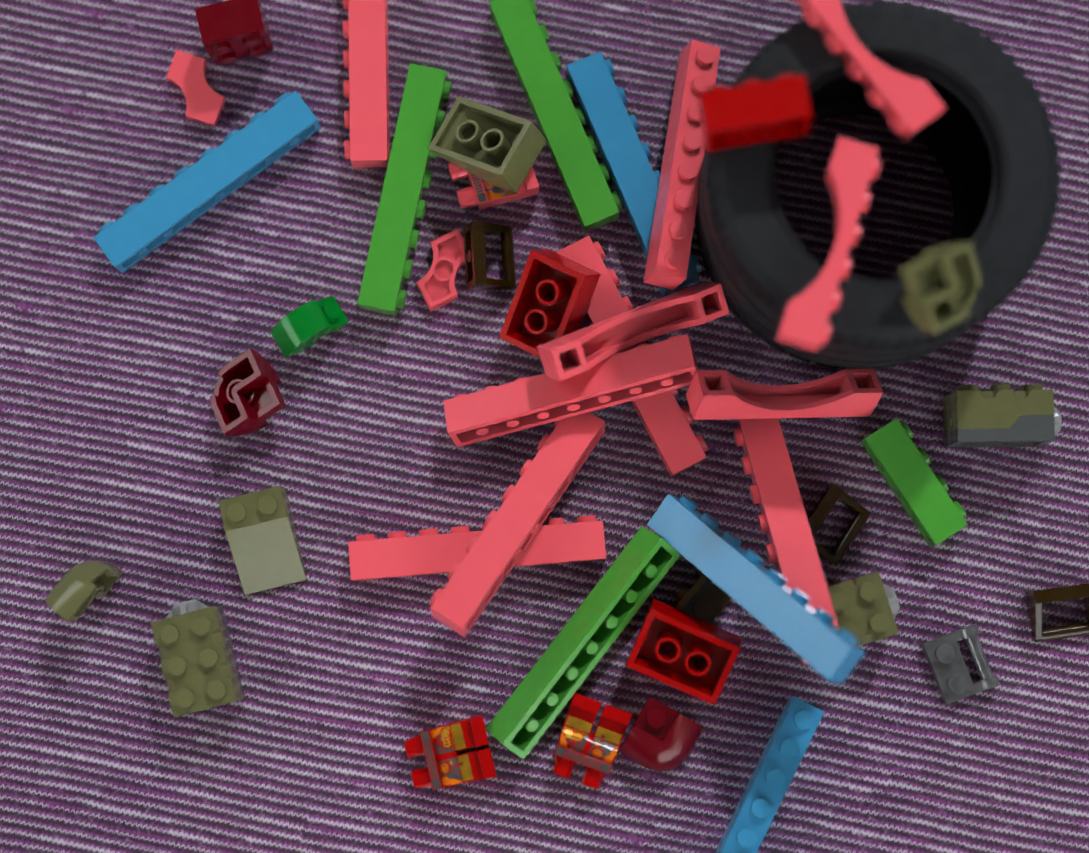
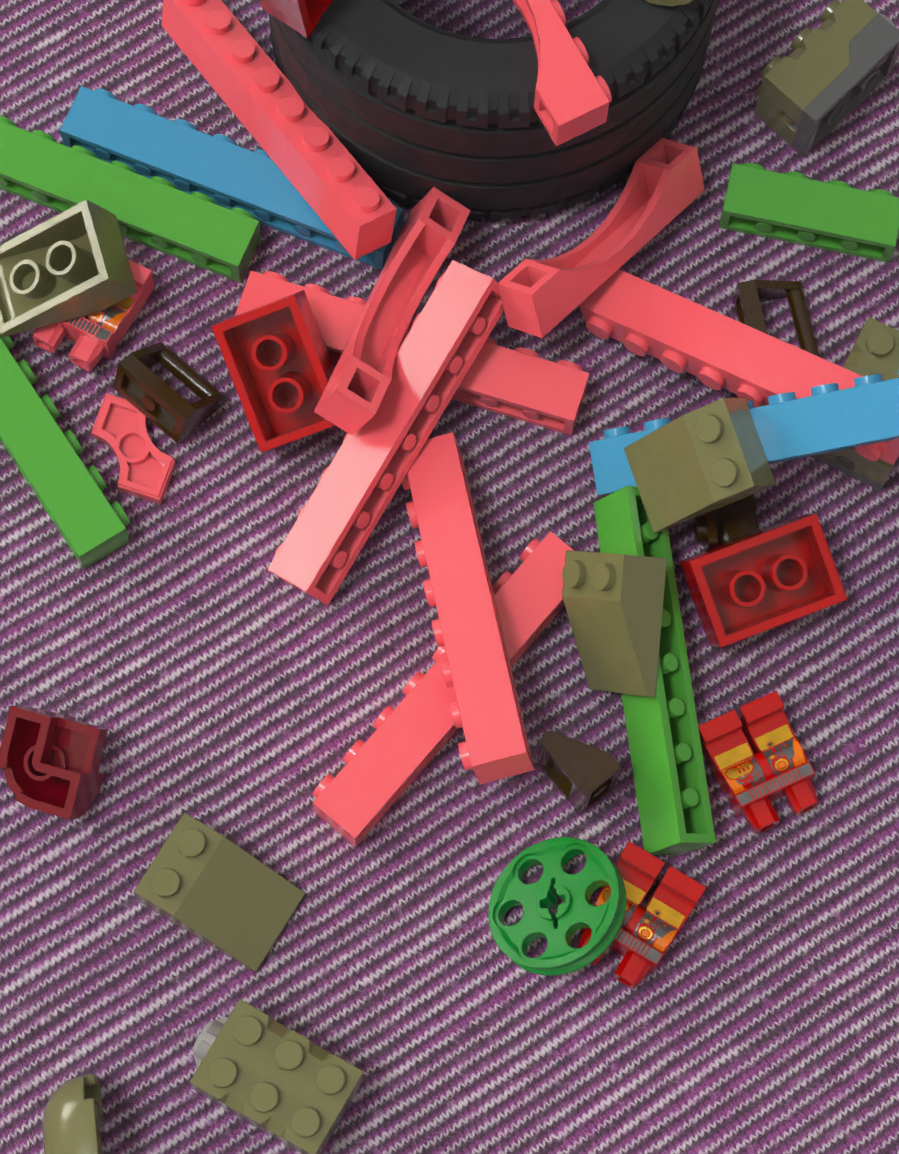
camera: 50 degrees left, 10 degrees down
(307, 324) = (46, 631): green brick -> none
(414, 724) = (571, 916): none -> green wedge
(492, 656) = (577, 769): none -> dark brown tile
(589, 597) = (616, 618): none -> olive slope
(660, 737) = (825, 692): dark red brick -> none
(703, 568) = (699, 463): none -> olive slope

